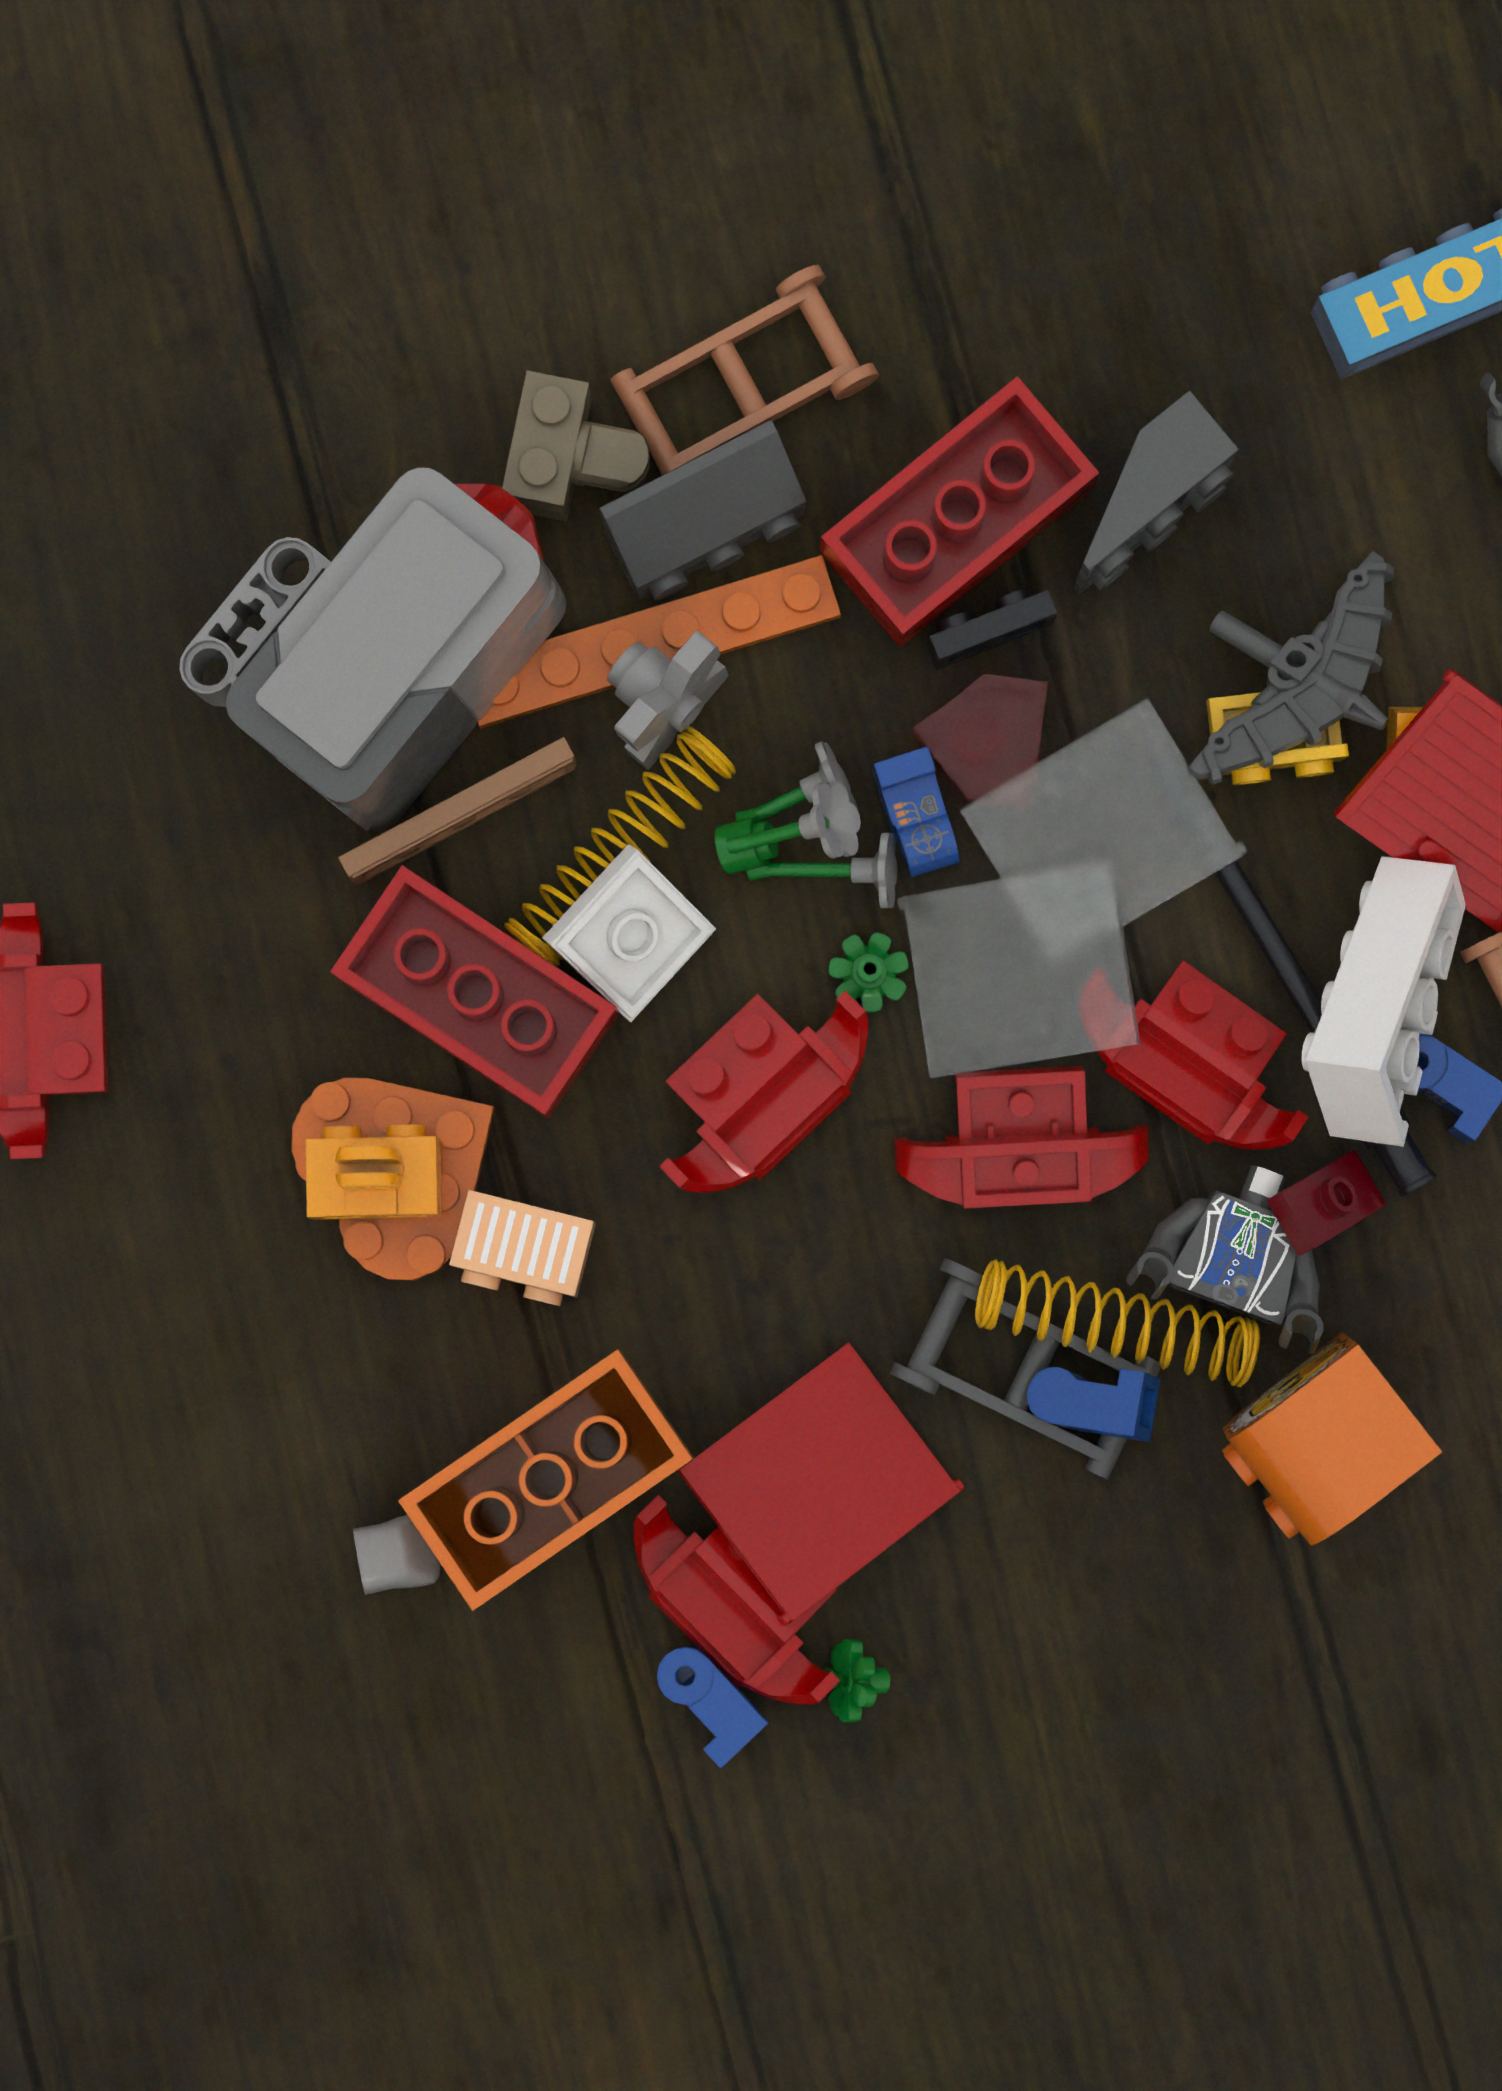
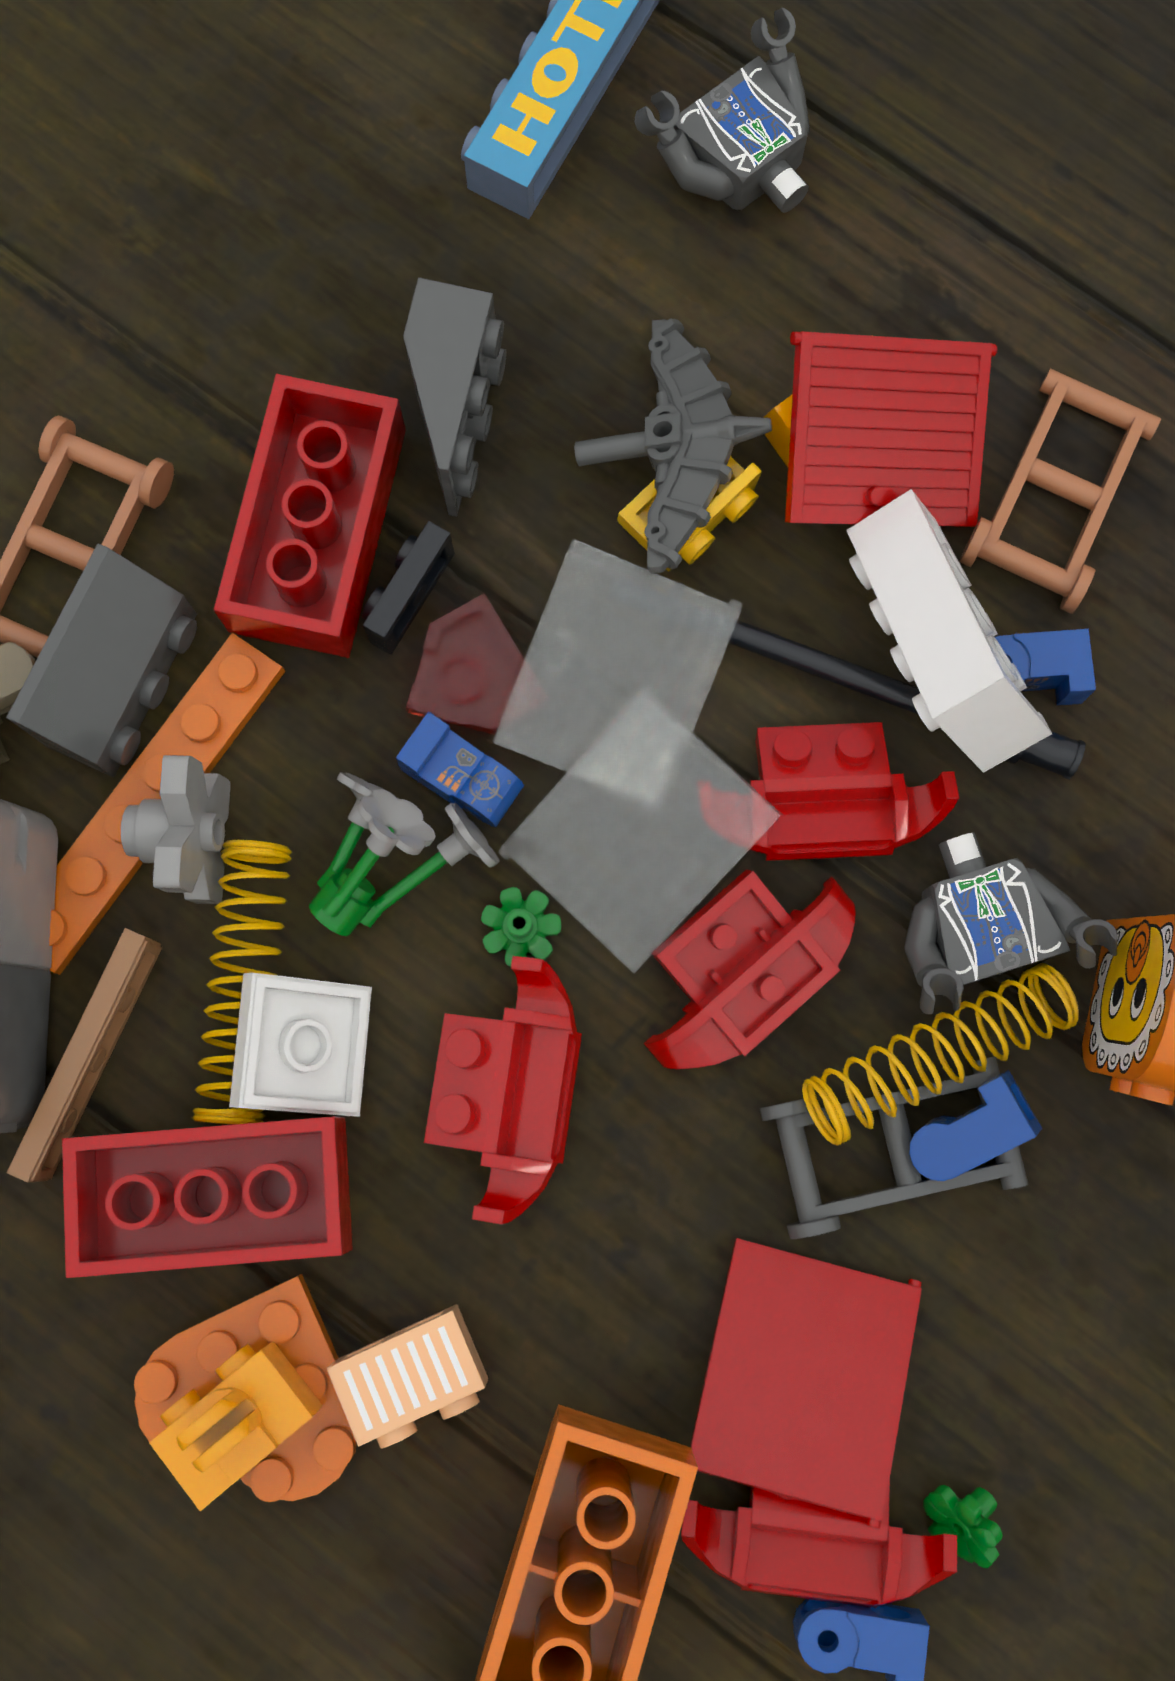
camera: 40 degrees left, 5 degrees down
(1326, 1203) = (1022, 828): dark red plate -> none

